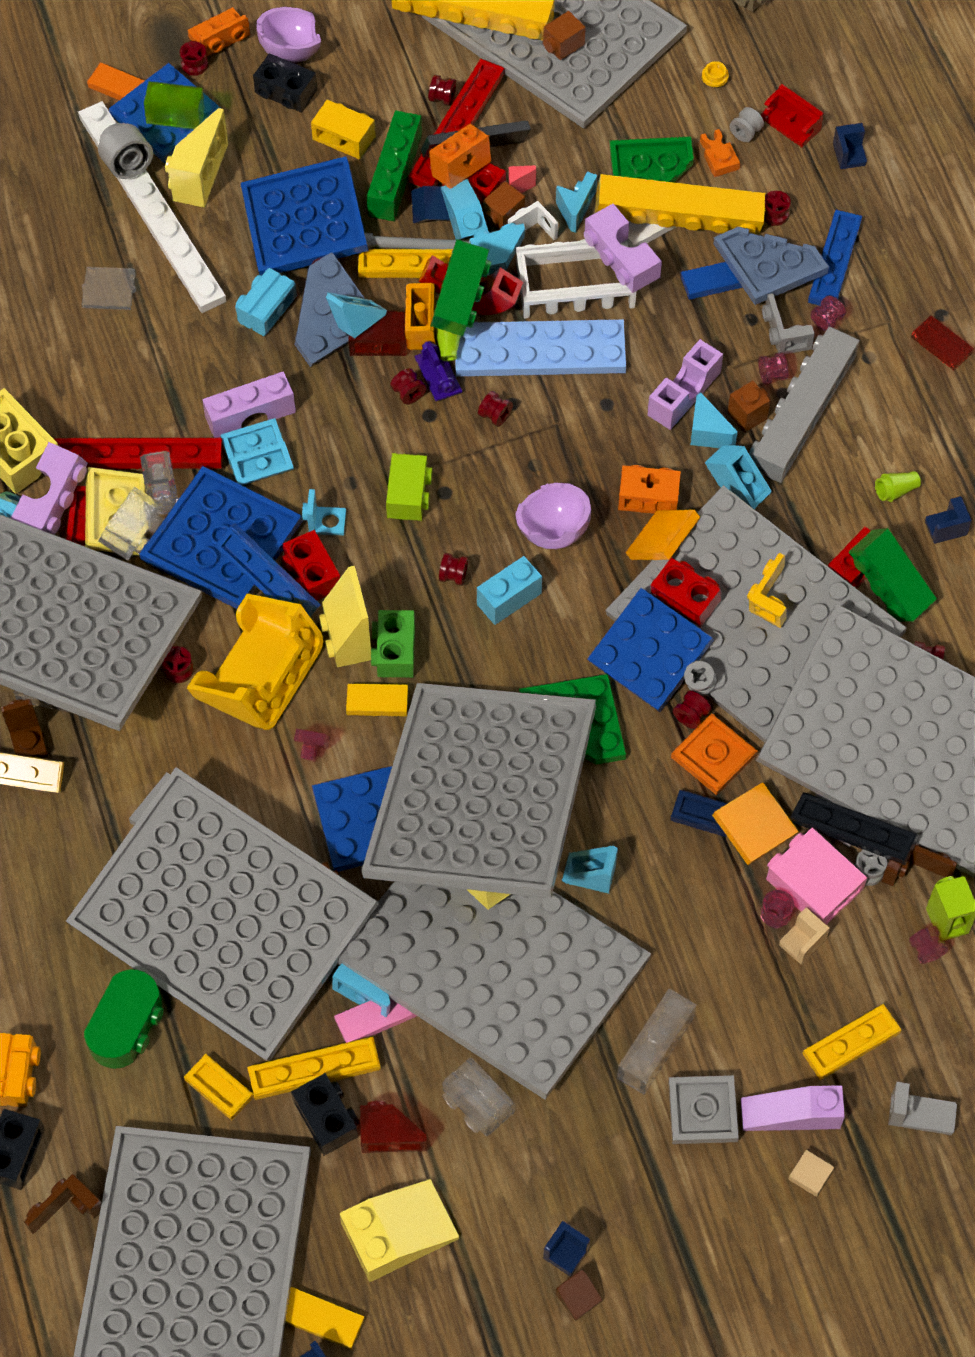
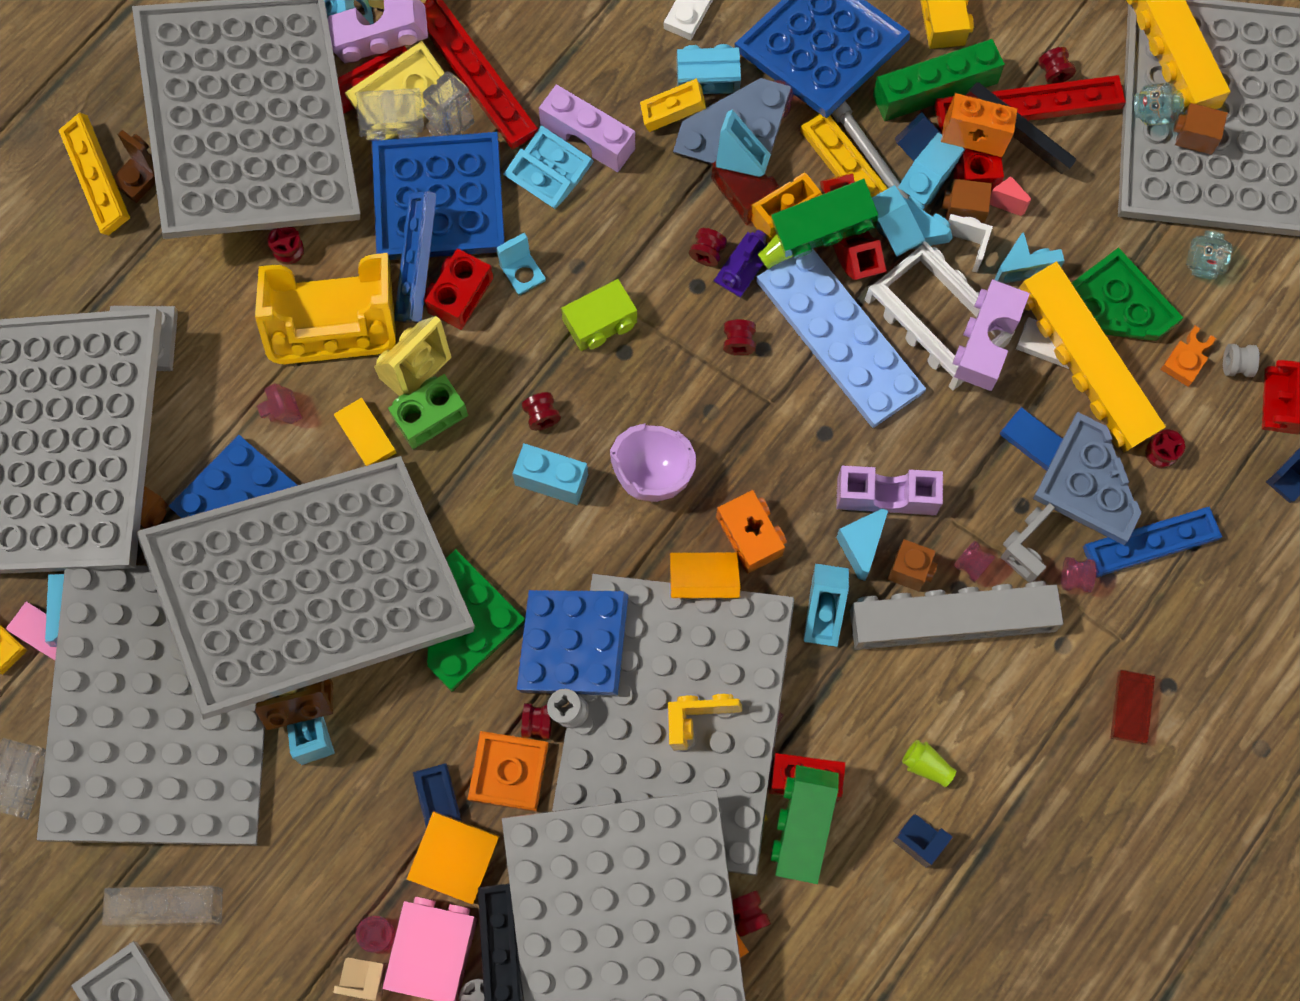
camera: 55 degrees right, 10 degrees up
(277, 339) = (673, 105): none -> yellow plate
(501, 249) = (897, 221): none -> medium azure slope
(527, 46) = (1158, 104): none -> clear light blue head
(571, 858) = (297, 707): none -> reddish brown bracket
(657, 93) = (1209, 255): none -> clear light blue head
(681, 596) = (638, 637): red brick -> none
(715, 74) = (1278, 295): yellow plate -> none

